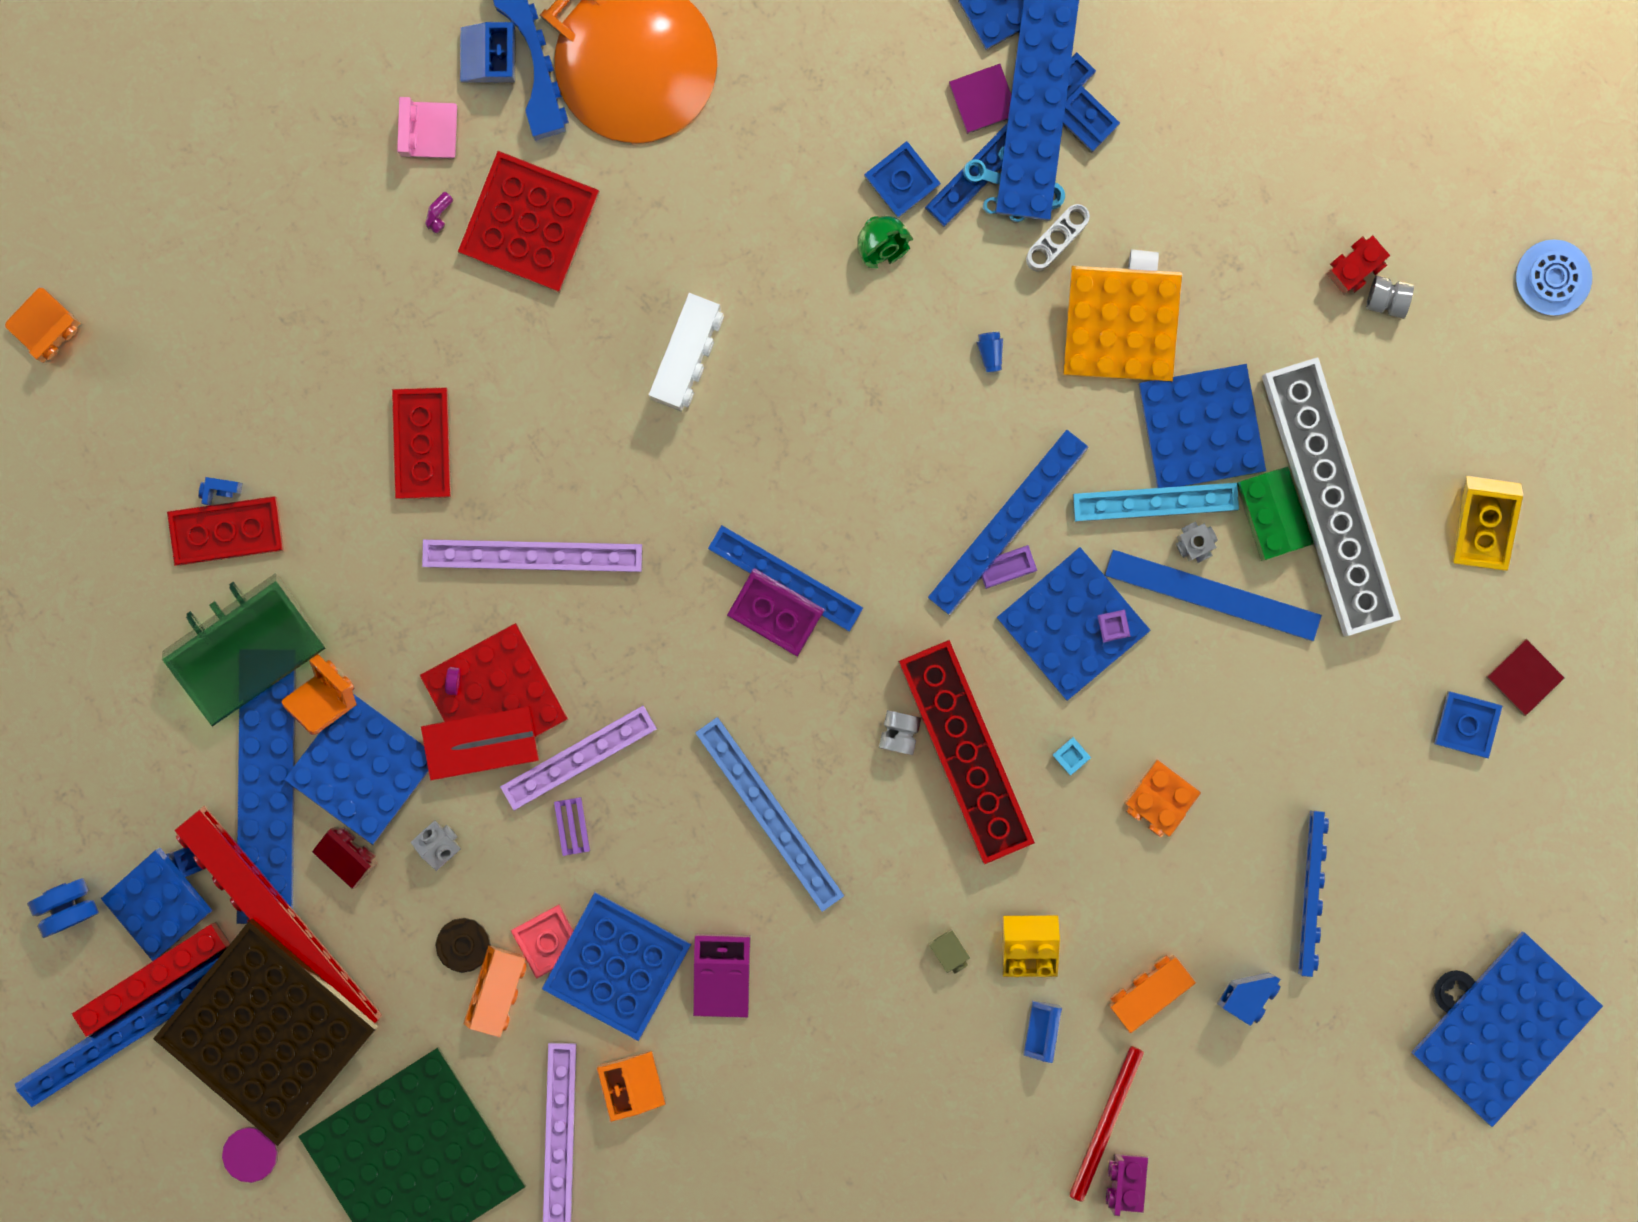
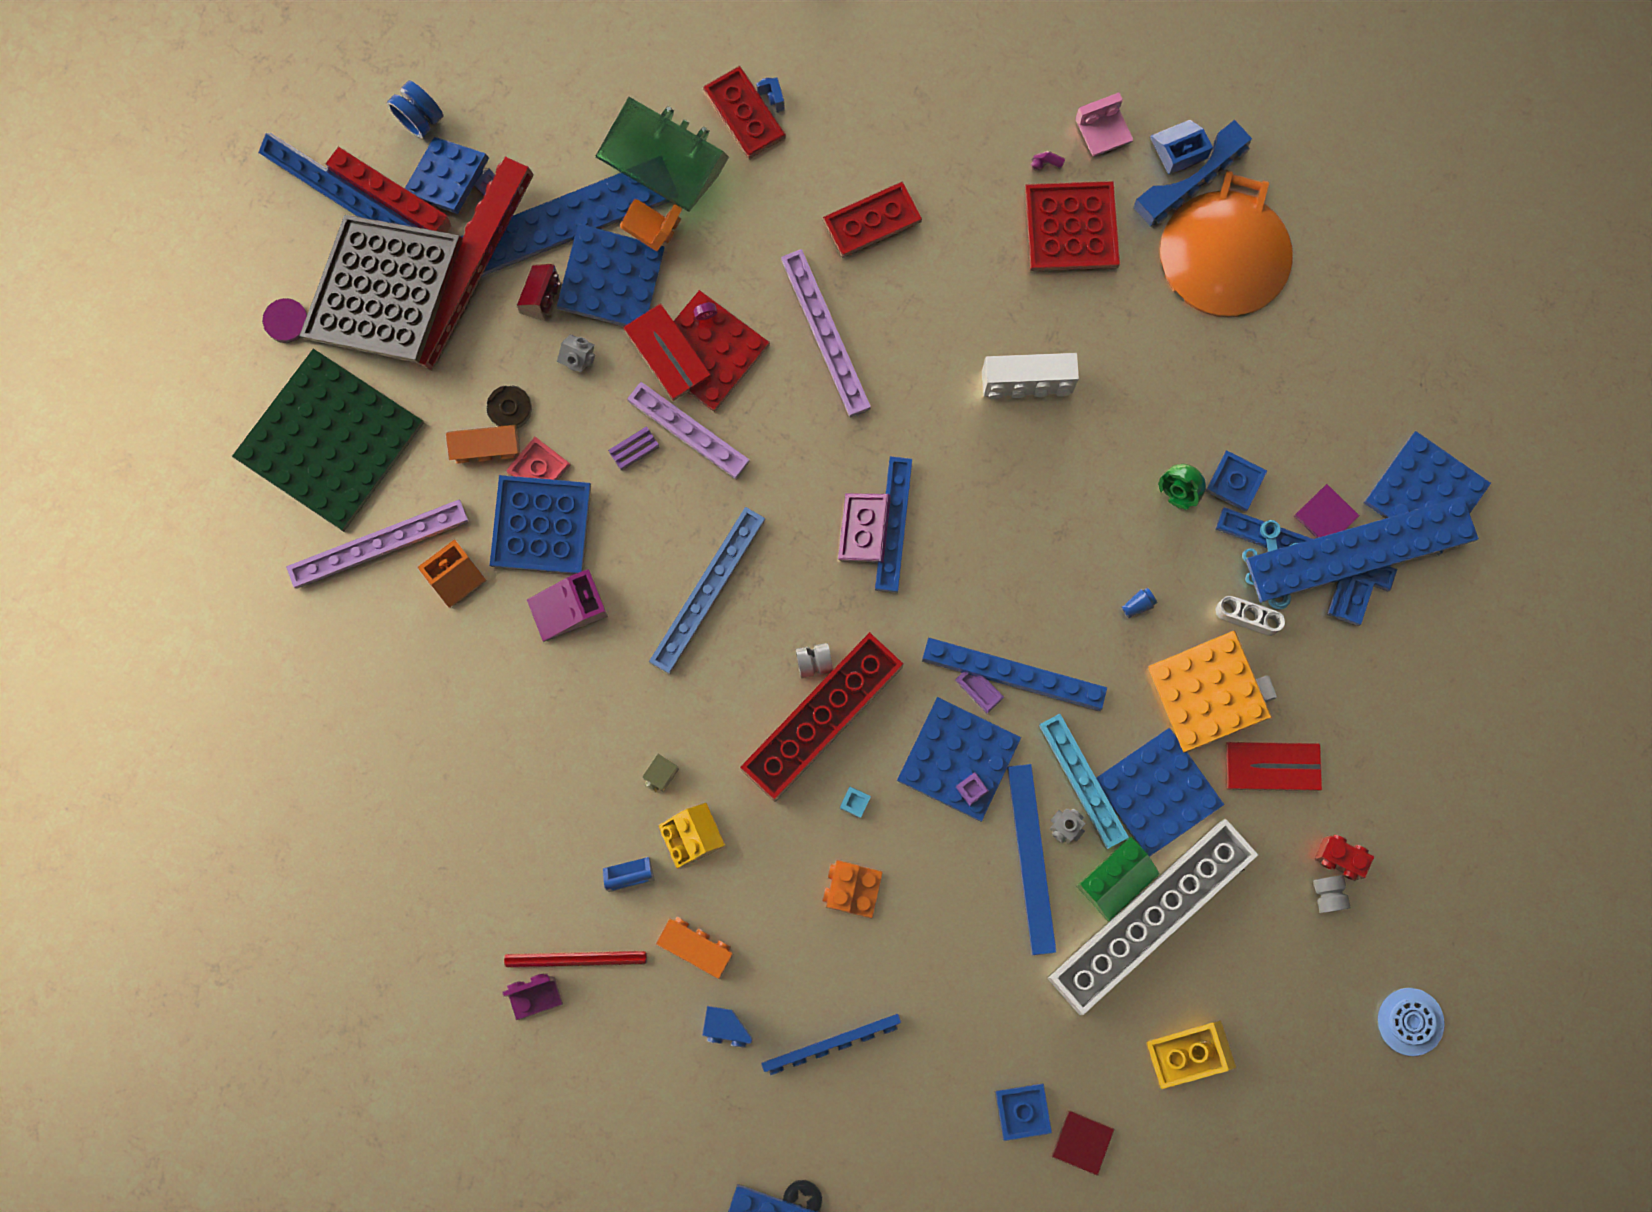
camera: 65 degrees right, 10 degrees down
(1228, 291) = (1273, 766): none -> red tile

